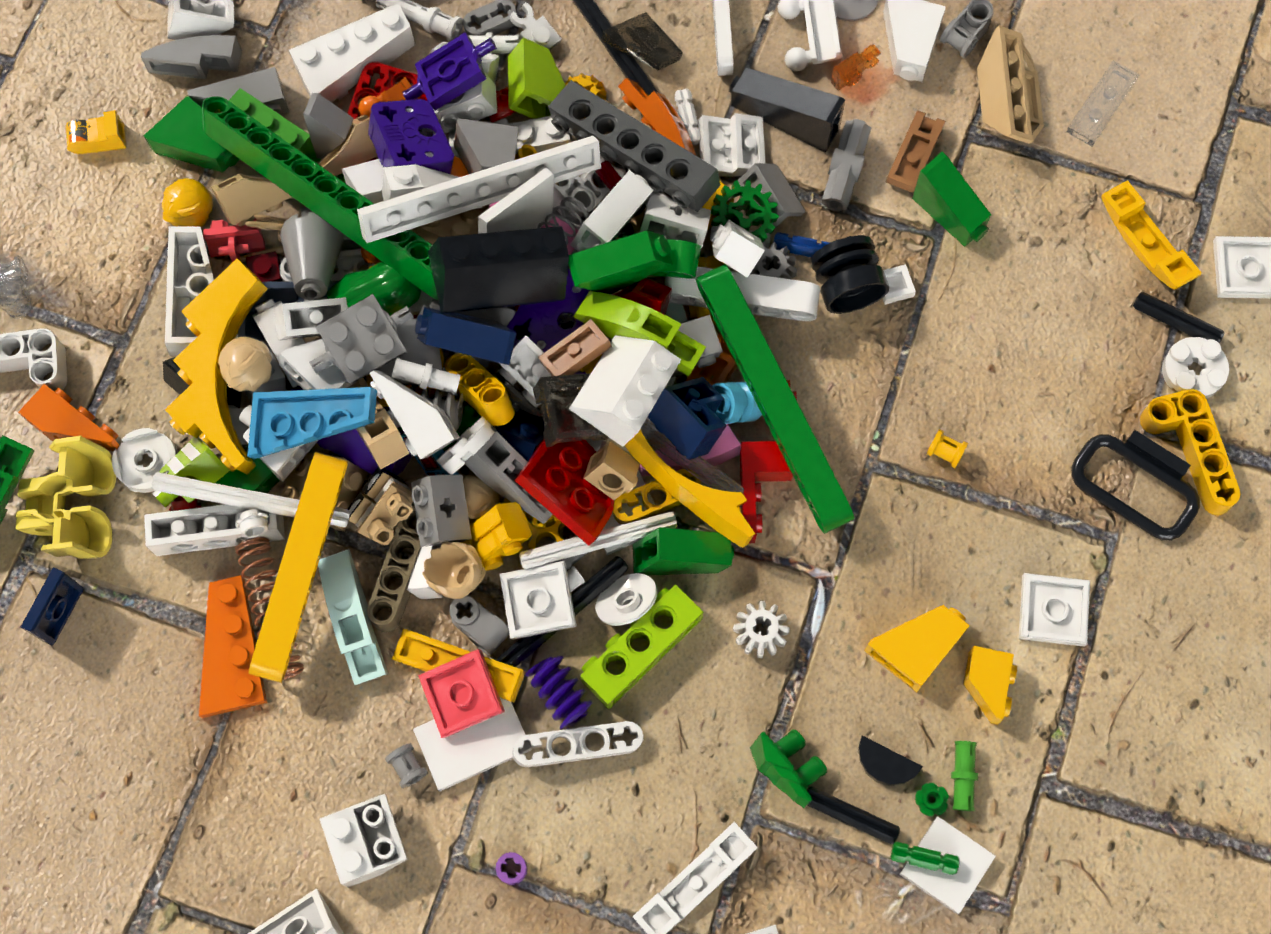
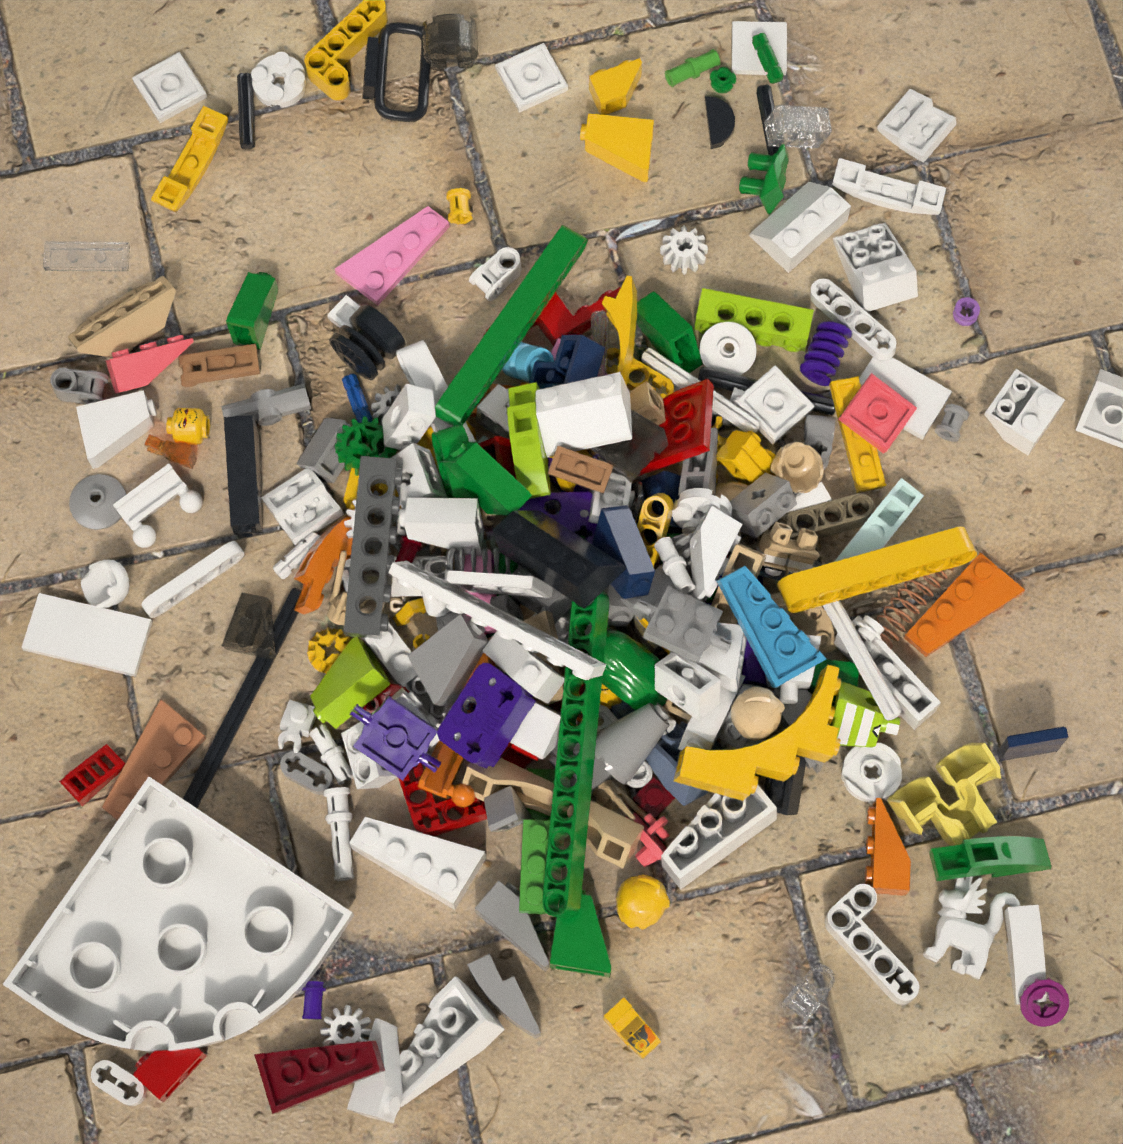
camera: 125 degrees left, 0 degrees up
(620, 808) = (876, 267): none -> white slope
(716, 764) = (801, 224): none -> white slope
(821, 831) = (798, 126): none -> clear brick
(850, 435) = (493, 277): none -> white piece
(869, 90) = (188, 425): none -> yellow head
(933, 360) = (388, 260): none -> bright pink wing
(954, 79) = (140, 368): none -> coral slope
(1137, 542) = (450, 41): none -> clear smoke brick

